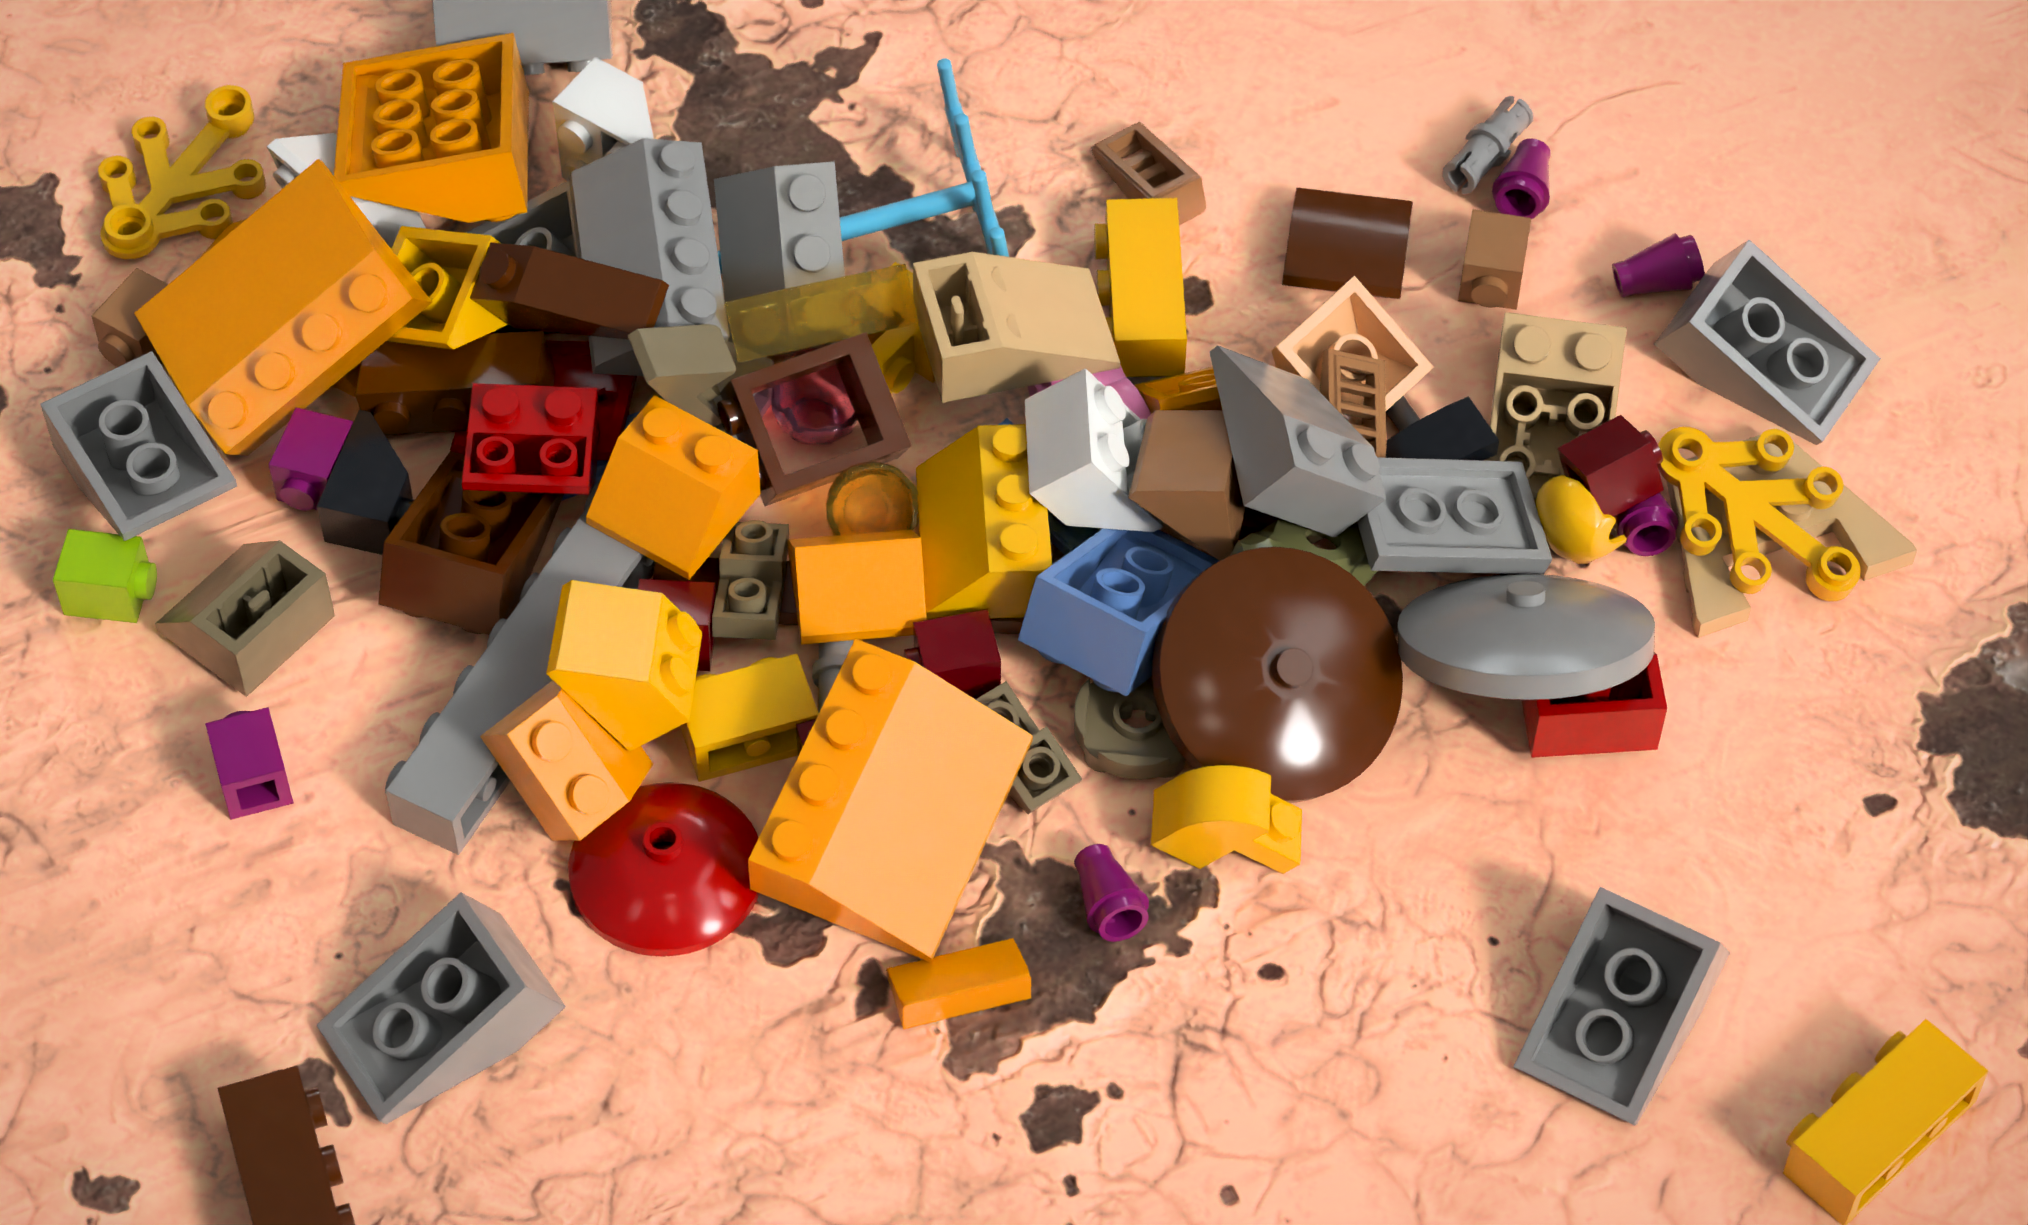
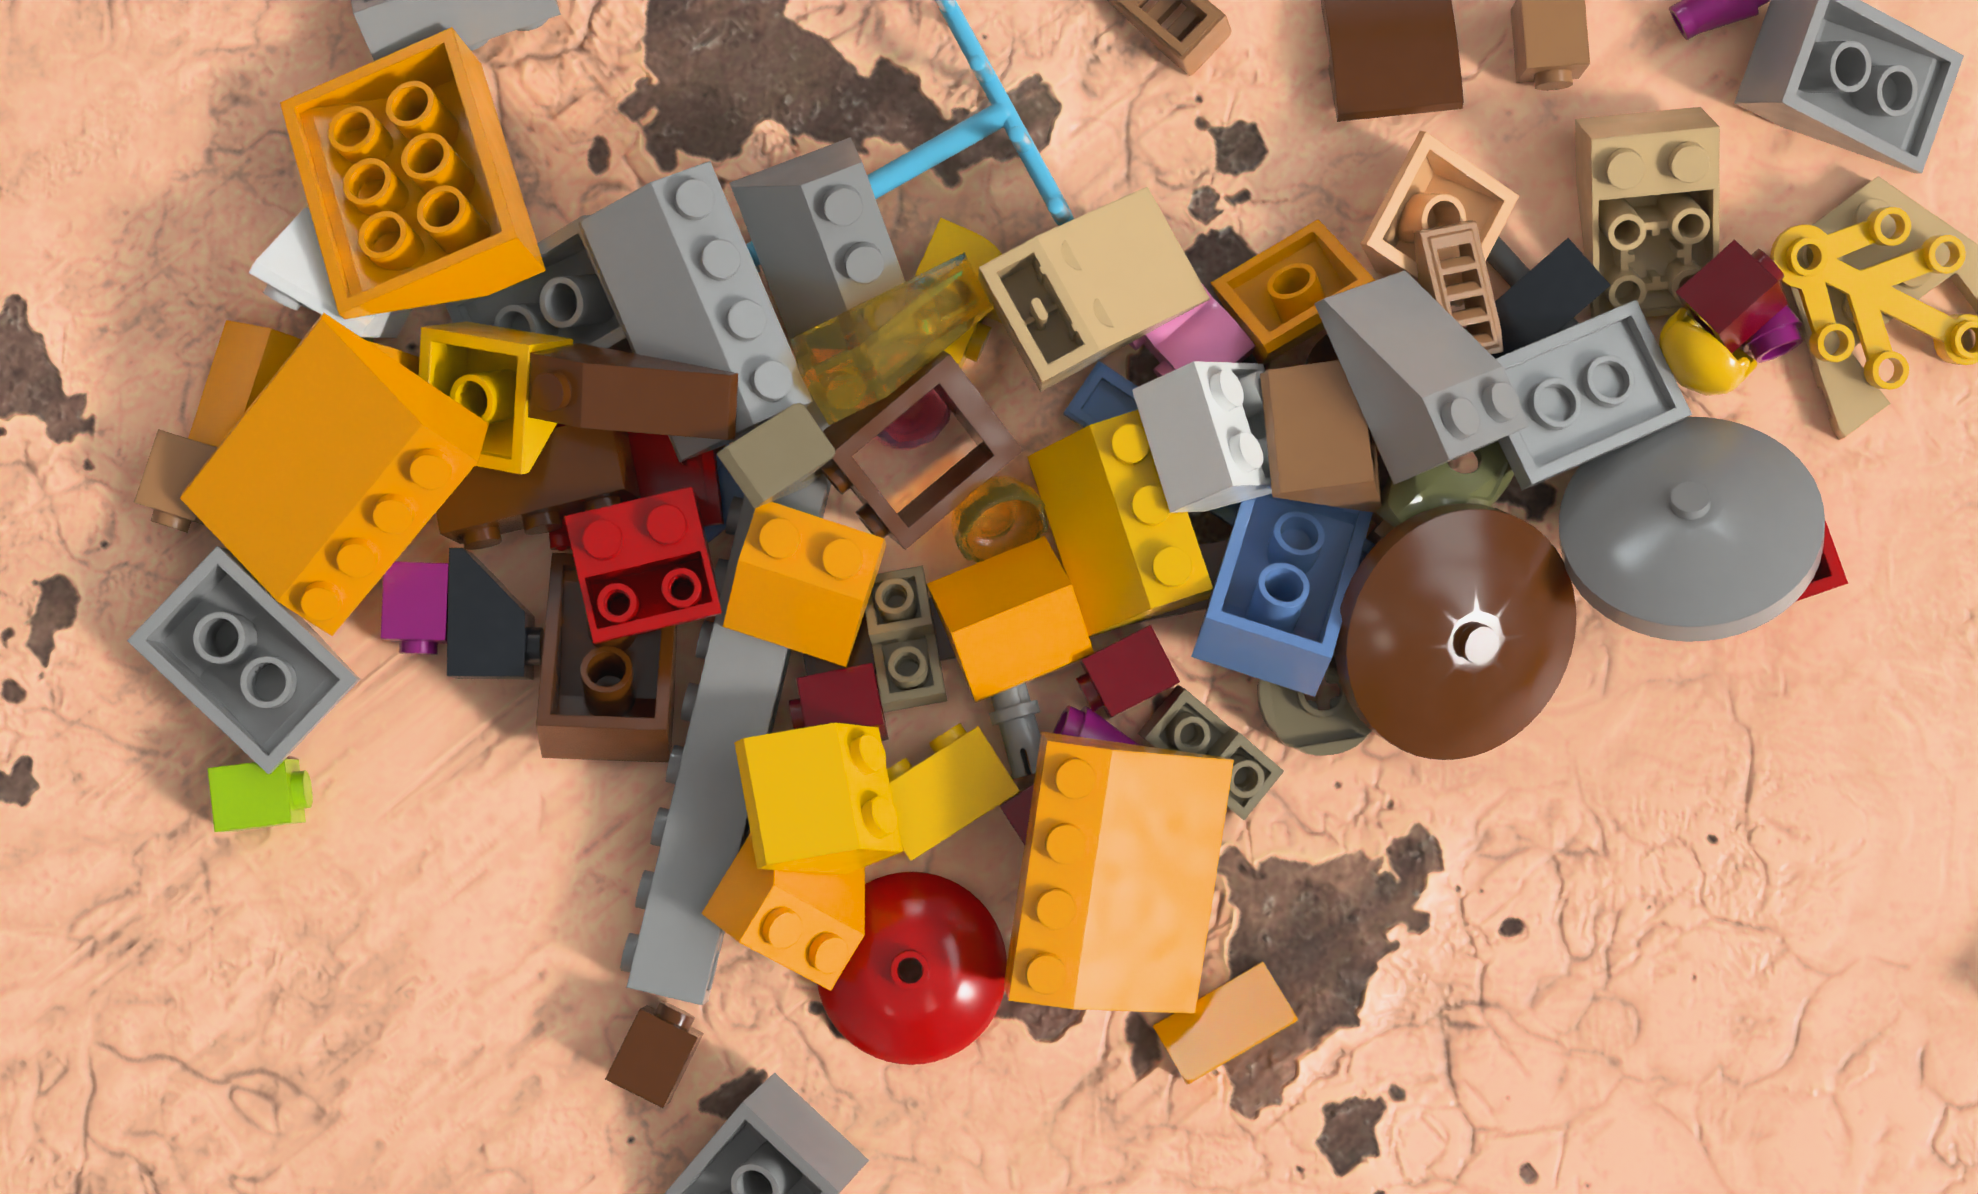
camera: 10 degrees left, 30 degrees up
(134, 228) = (149, 282): yellow plant -> none
(249, 762) = (476, 969): magenta brick -> none
(251, 613) = (413, 804): dark tan slope -> none
(391, 870) = (655, 1053): none -> reddish brown brick
(599, 115) = (593, 133): white slope -> none
(1111, 897) = (1344, 896): magenta cone -> none
(1143, 285) = (1197, 163): yellow brick -> none
(1224, 811) = (1438, 796): yellow brick -> none
(1621, 1006) = (1857, 895): light grey slope -> none

